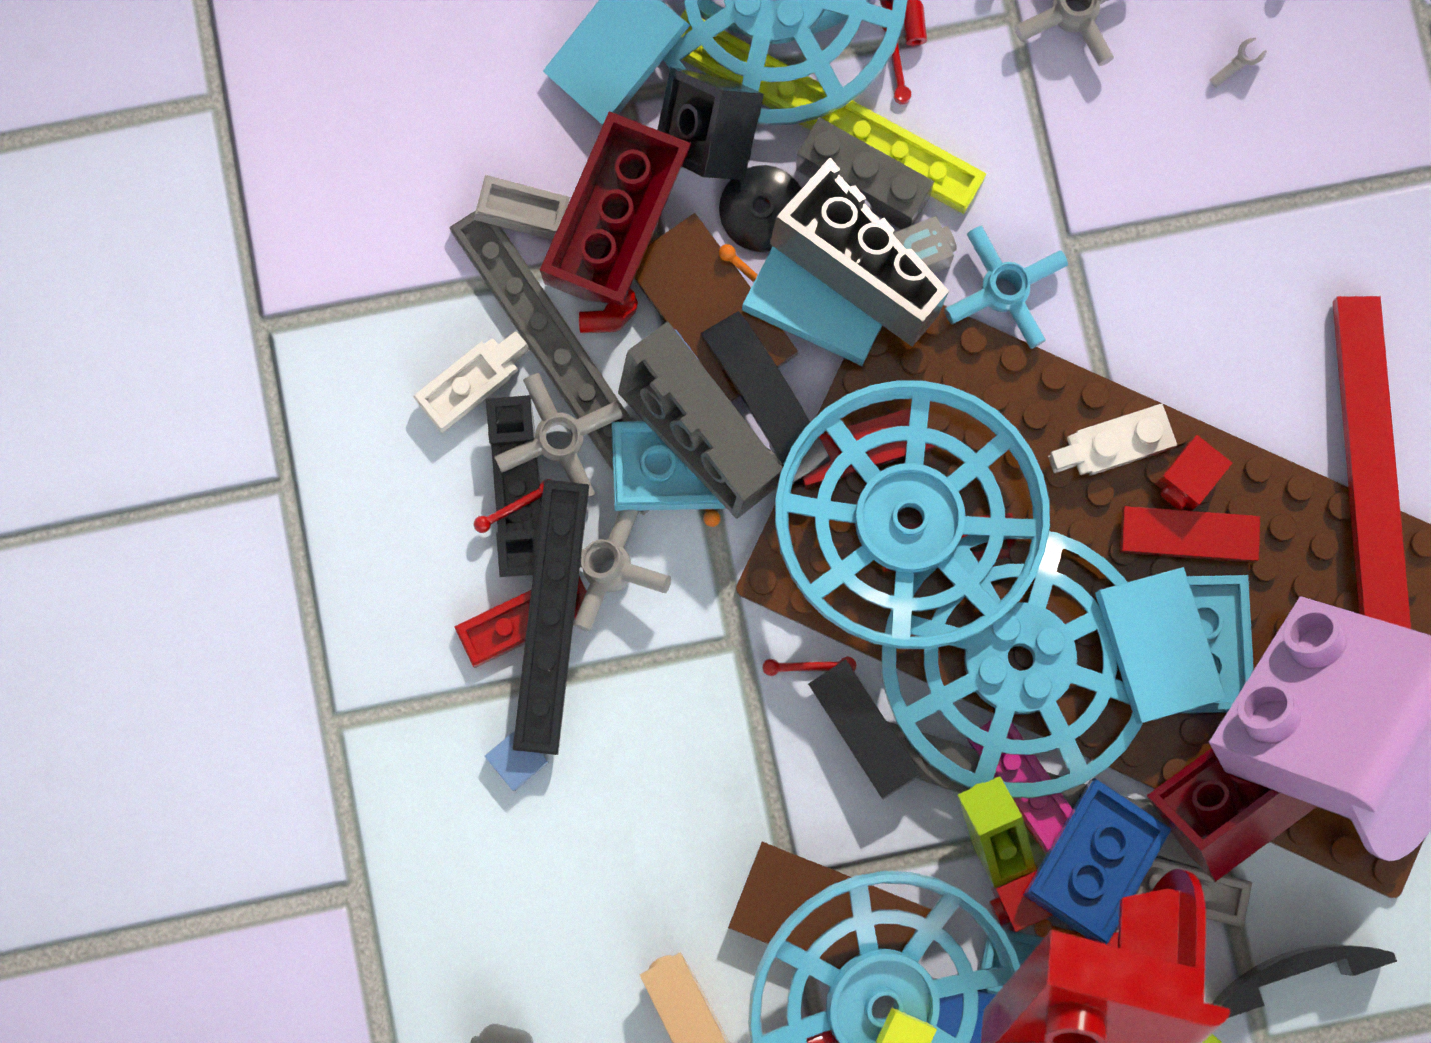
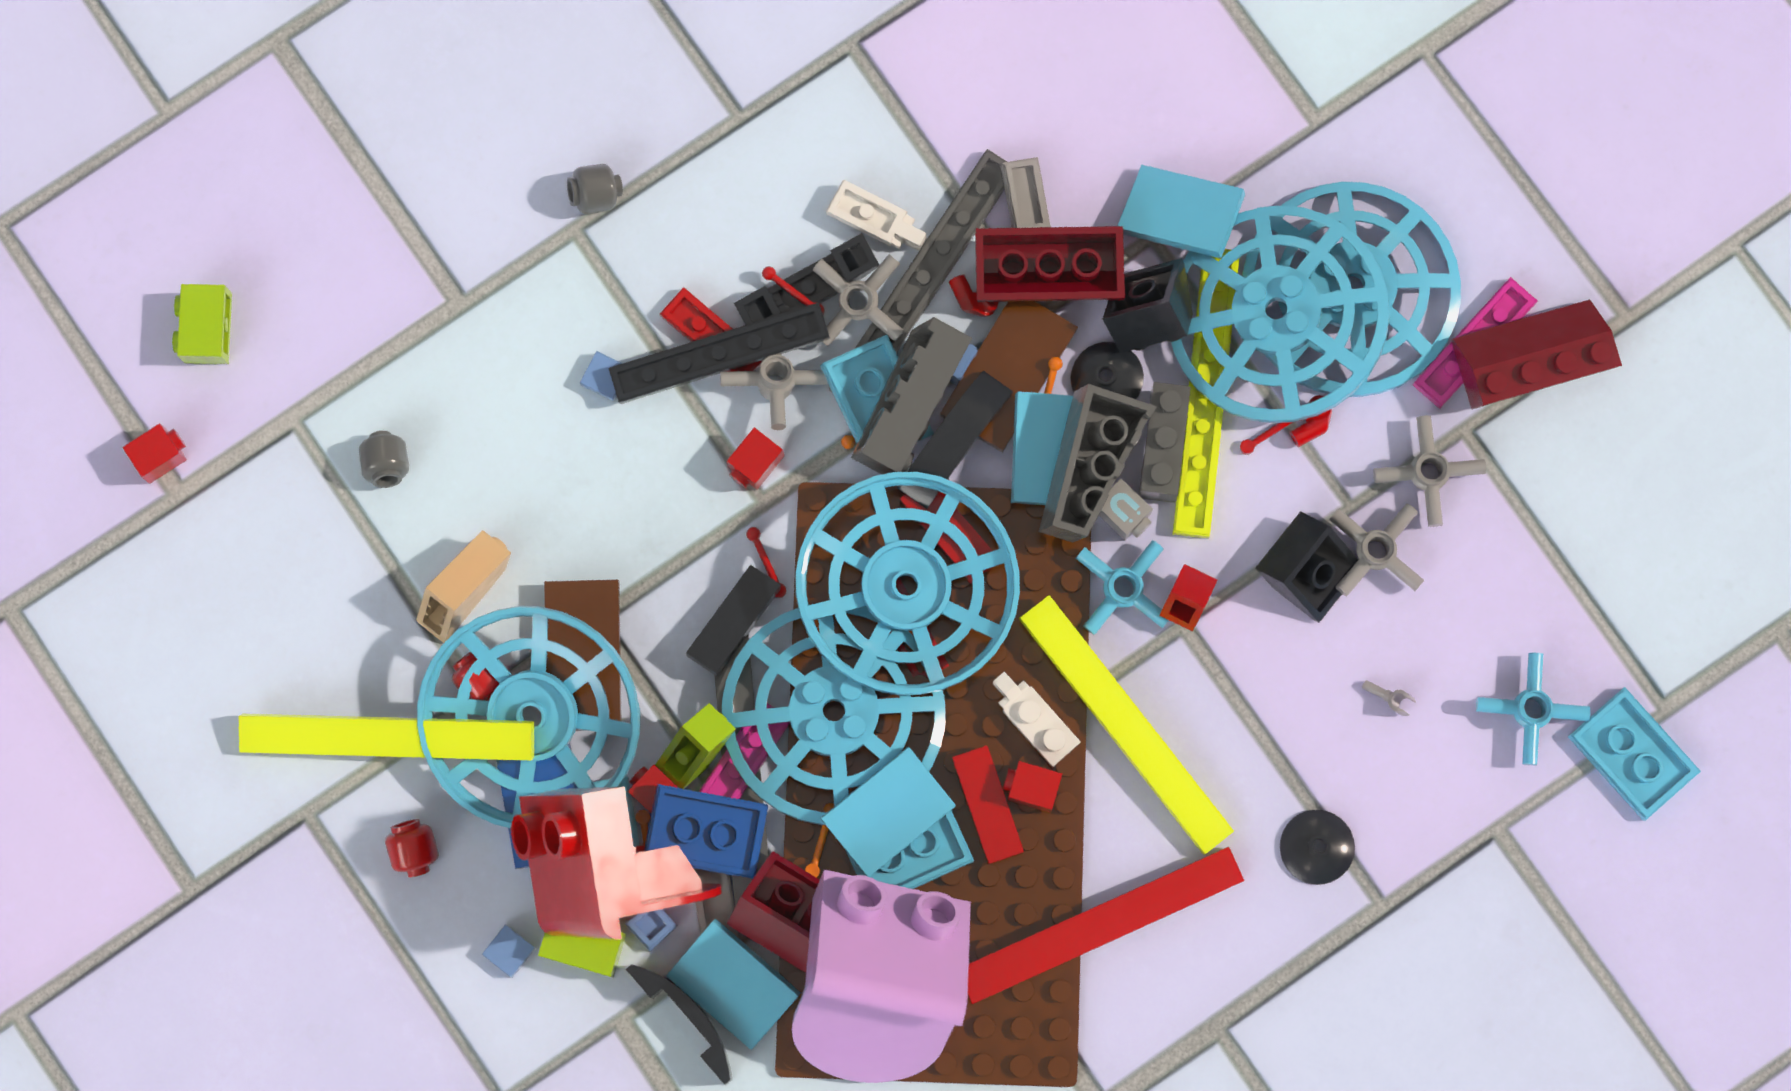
camera: 65 degrees right, 0 degrees up
(294, 679) = (594, 188): none -> dark grey head
(689, 629) = (754, 459): none -> red brick
(1048, 221) = (1188, 597): none -> red brick
(1062, 83) = (1308, 565): none -> black slope
(1124, 711) = (813, 868): none -> orange hinge
(1158, 348) = (1126, 725): none -> neon yellow tile
(1280, 903) = (733, 984): none -> medium azure tile
(1359, 223) = (1301, 858): none -> black dish

